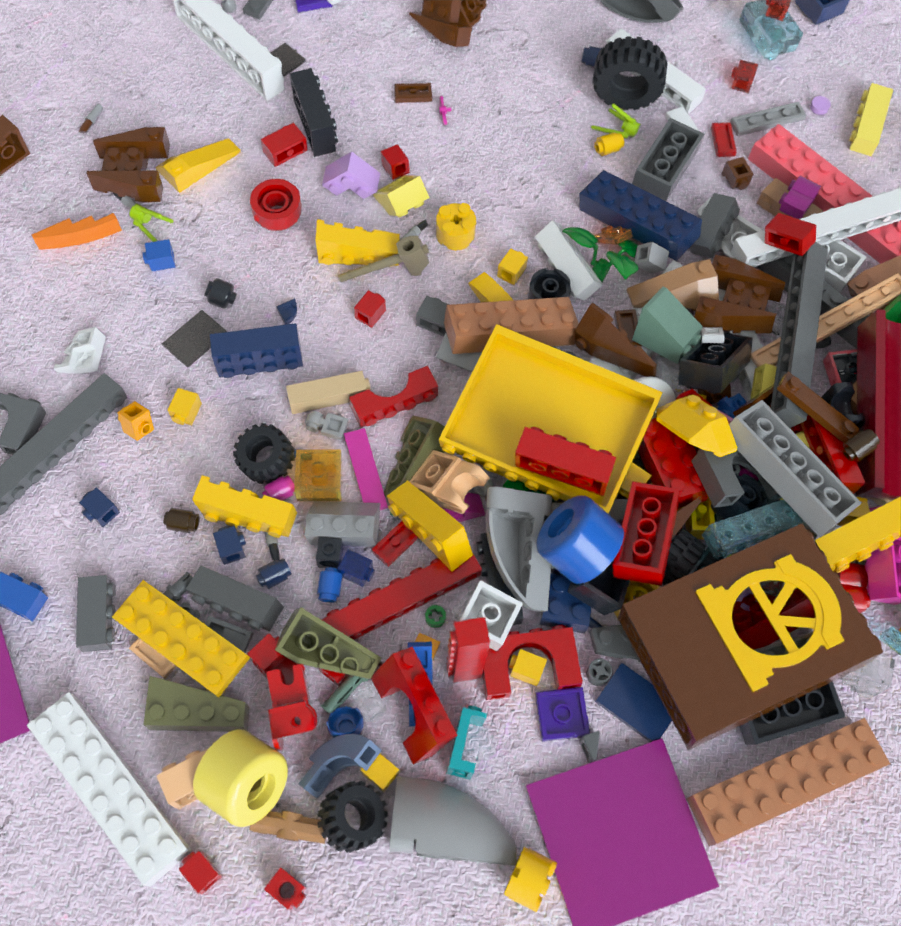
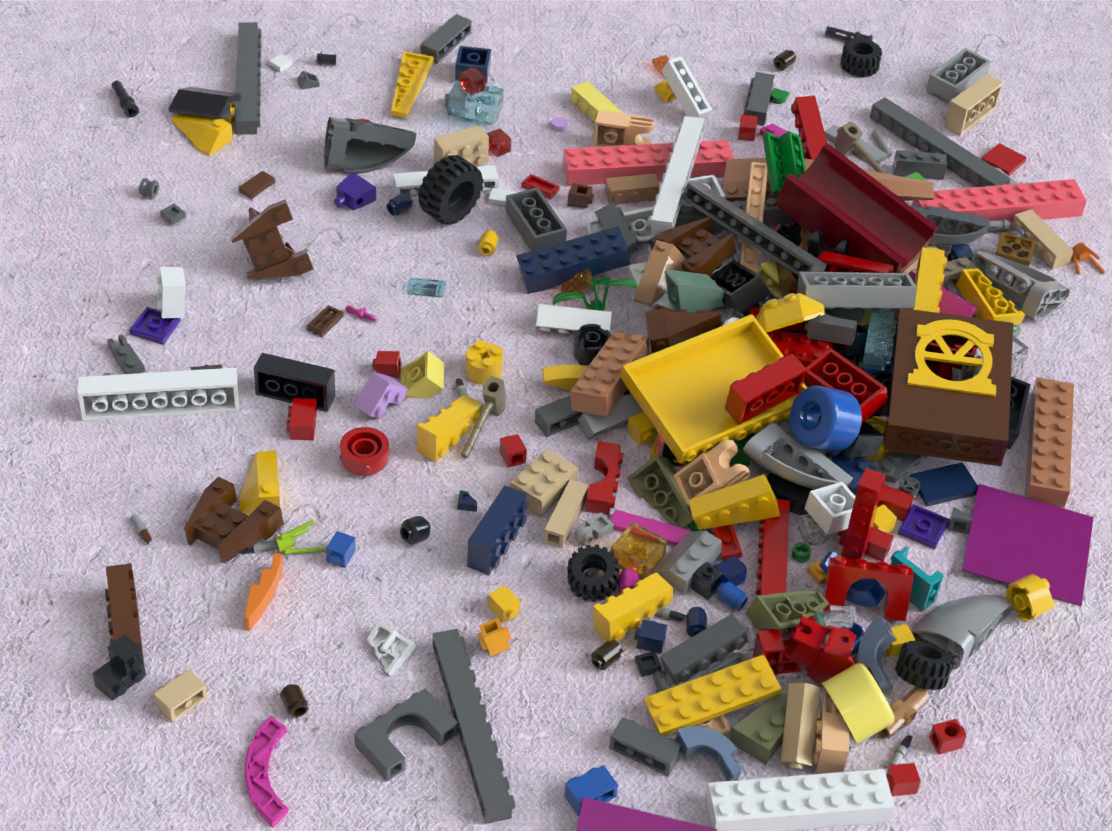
camera: 55 degrees left, 20 degrees down
(98, 507) = (551, 700): dark blue brick -> none
(126, 672) = (711, 744): none -> sand blue arch
(188, 736) = (800, 725): none -> tan brick
(193, 338) = (439, 571): clear smoke piece -> none
(200, 557) = (647, 664): none -> black tile
(242, 851) = (901, 750): none -> light grey piece
(348, 352) = (545, 481): none -> tan brick
(512, 266) = (548, 353): yellow brick -> none
(516, 135) = (426, 287): none -> clear light blue tile
(577, 19) = (354, 192): none -> dark purple torso
(629, 126) = (482, 223): lime plant -> none
(651, 257) = (617, 270): light grey brick -> none
(700, 54) = (468, 143): none -> tan brick
(712, 335) = (717, 274): white tile -> none
(767, 118) = (544, 154): light grey tile -> none
(790, 234) = (679, 188): red brick -> none
(799, 198) = (638, 175): magenta brick -> none
(817, 407) = (805, 252): reddish brown plate -> none
(851, 151) = (621, 129): none -> light nougat brick
(860, 445) = (869, 248): dark brown brick -> none

